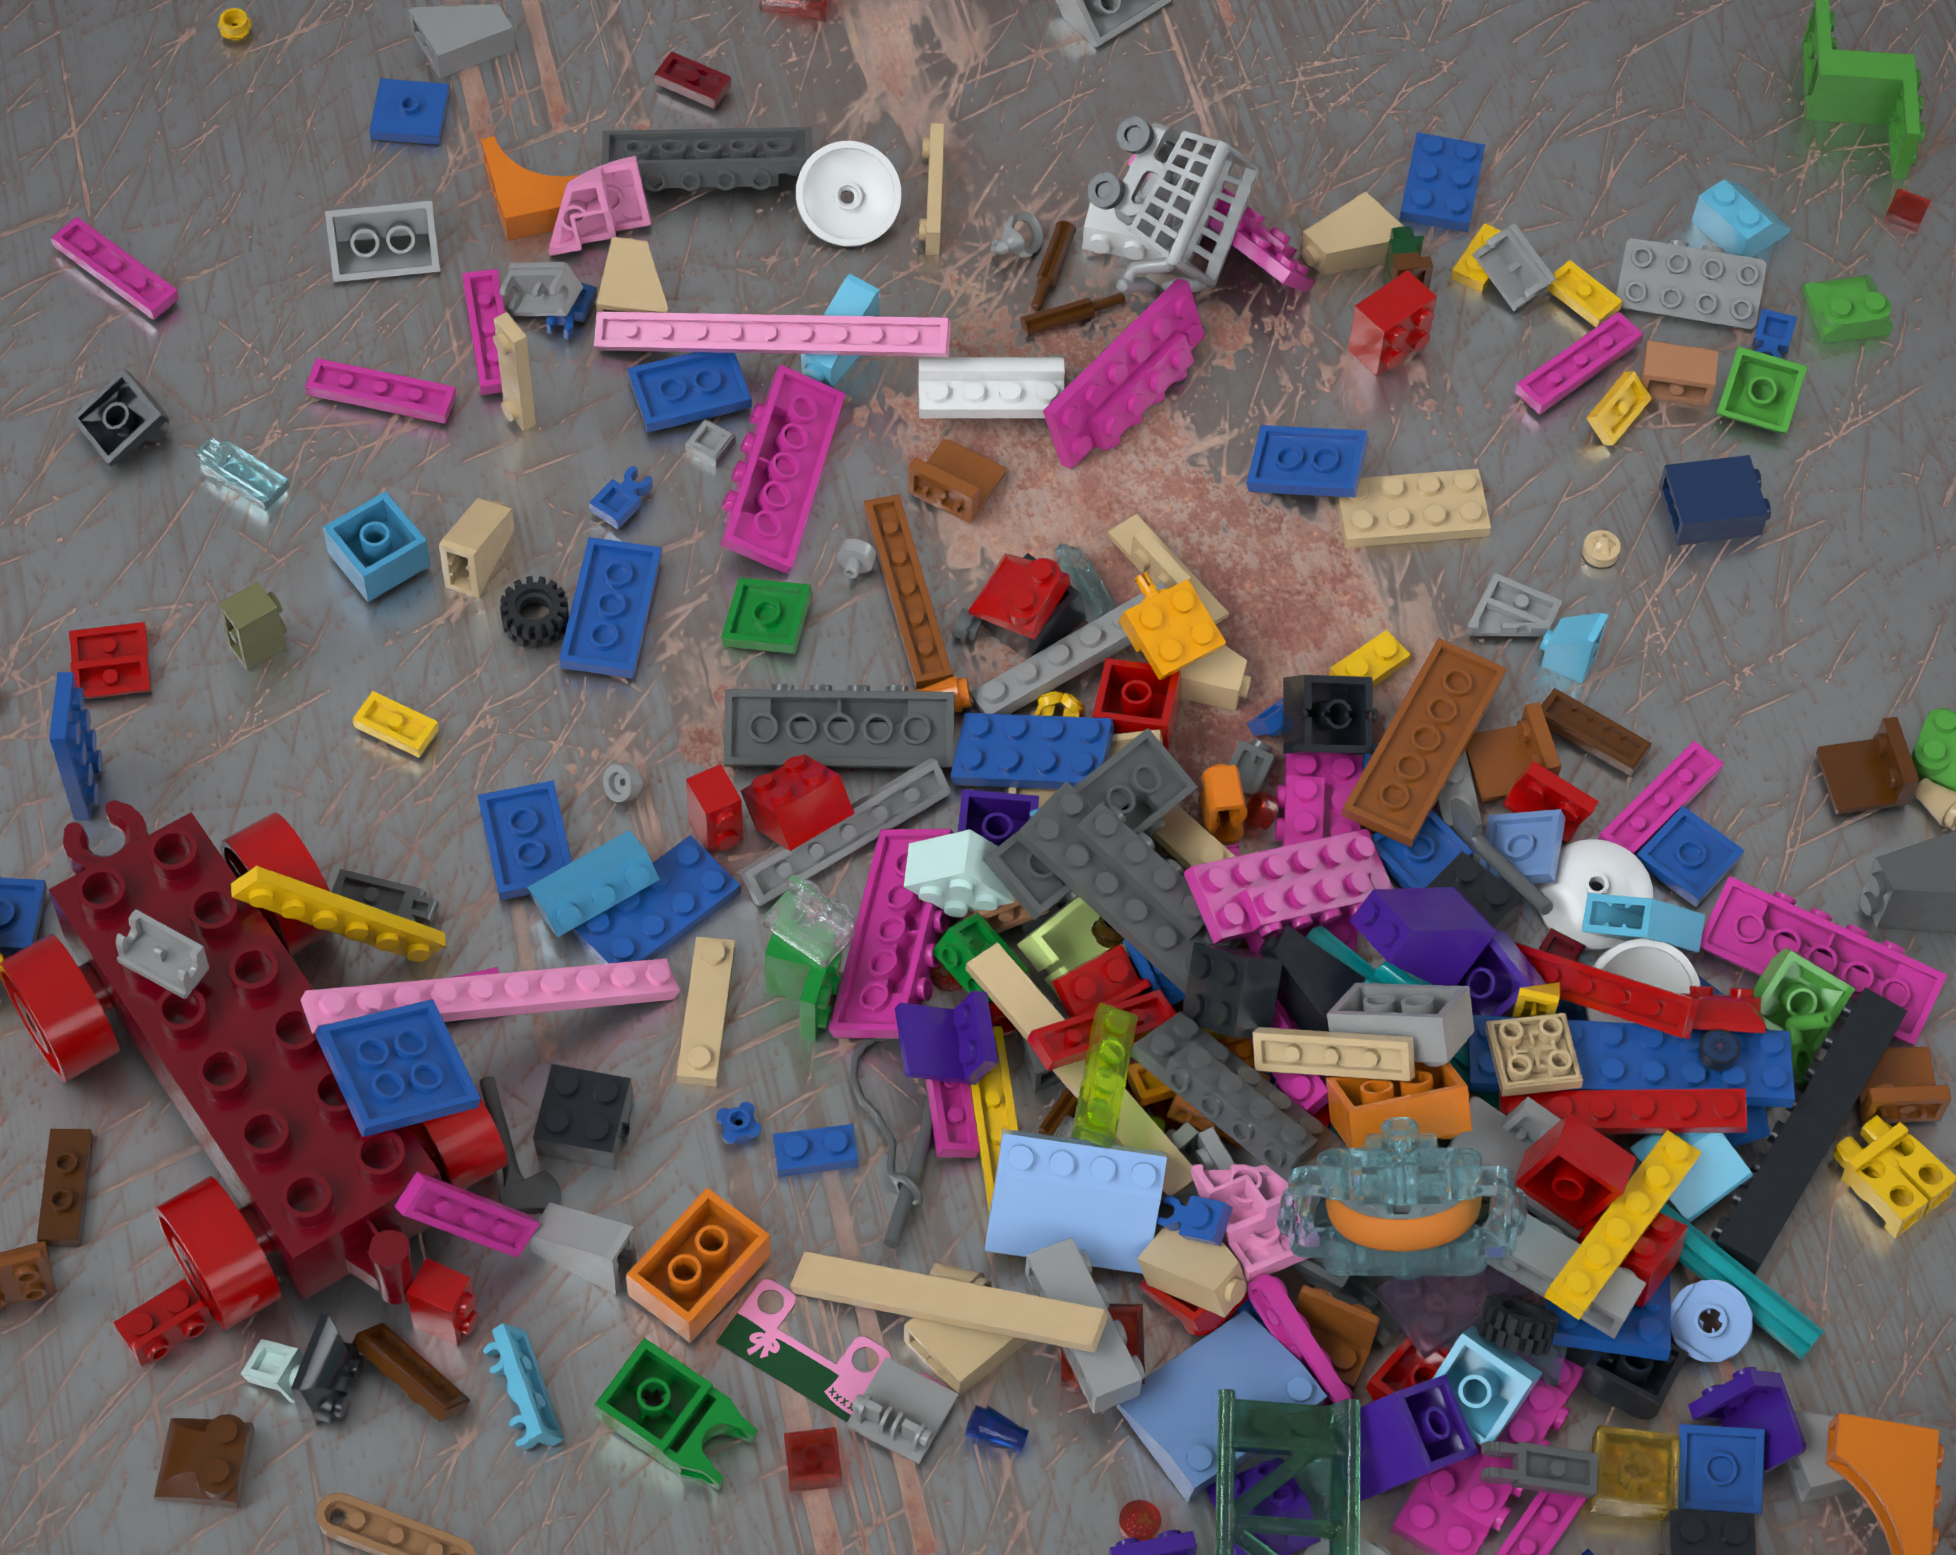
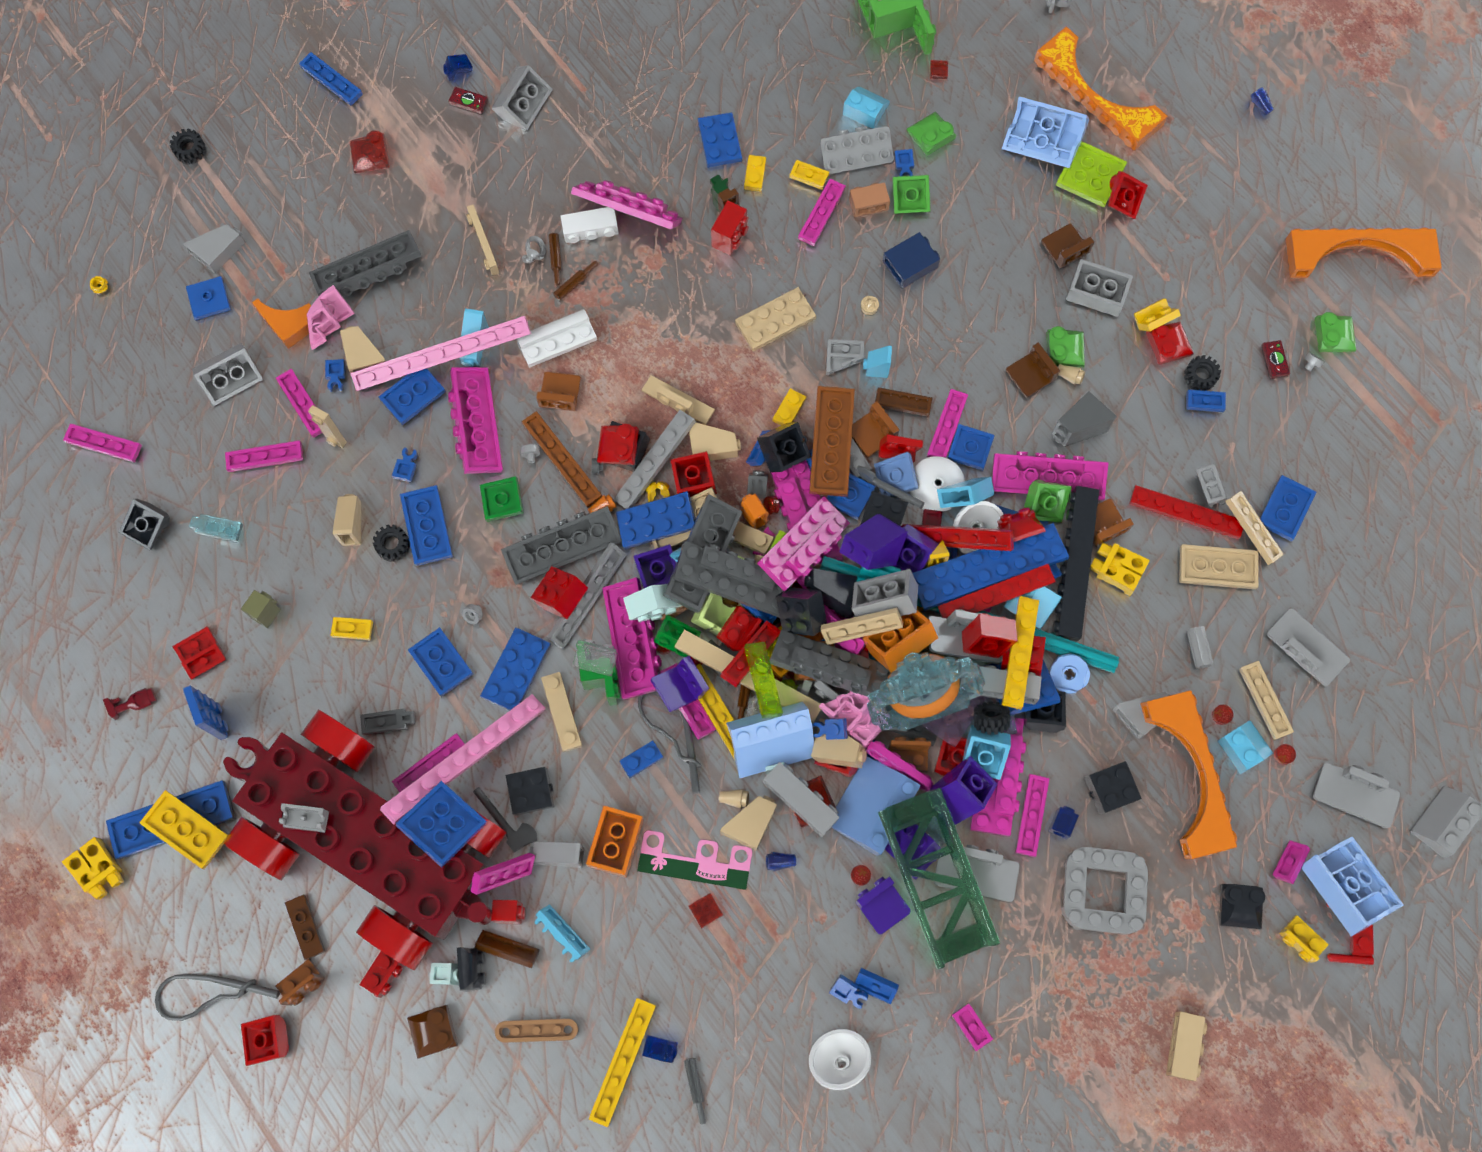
camera: 20 degrees left, 15 degrees up
(337, 914) = (370, 750): yellow plate -> none
(376, 546) = (300, 541): dark azure brick -> none
(541, 288) = (318, 372): light grey hinge -> none
(593, 883) = (482, 673): dark azure brick -> none
(684, 1421) = (641, 922): green brick -> none
(692, 79) = (339, 226): dark red plate -> none
(710, 442) = (434, 418): light grey tile -> none
(714, 809) = (522, 612): red brick -> none
(738, 1134) = (606, 761): blue plate -> none
(851, 169) = (457, 260): white dish -> none
(901, 1410) = (734, 869): light grey hinge -> none
(950, 1301) = (737, 814): tan tile -> none
(1086, 580) = (643, 421): clear light blue hinge -> none
(1126, 377) = (618, 306): dark pink plate -> none
(1170, 626) = (695, 434): light orange plate -> none
(1195, 175) = (595, 209): light grey piece -> none
(1307, 461) = (719, 316): blue plate -> none
(1349, 237) = (690, 187): tan slope -> none
(1514, 267) = (773, 174): light grey hinge -> none
(1533, 1054) = (947, 584): tan tile -> none
(1543, 1468) = (1028, 778): dark grey hinge -> none
(1619, 408) = (849, 229): yellow plate -> none
(1656, 1462) = (1071, 749): clear yellow brick -> none
(1719, 1050) = (1028, 547): tile -> none
(1721, 1469) = (1101, 743): blue plate -> none
(1756, 1402) = (1108, 715): dark purple bracket -> none
(1801, 1053) = (1052, 519): bright green plate -> none

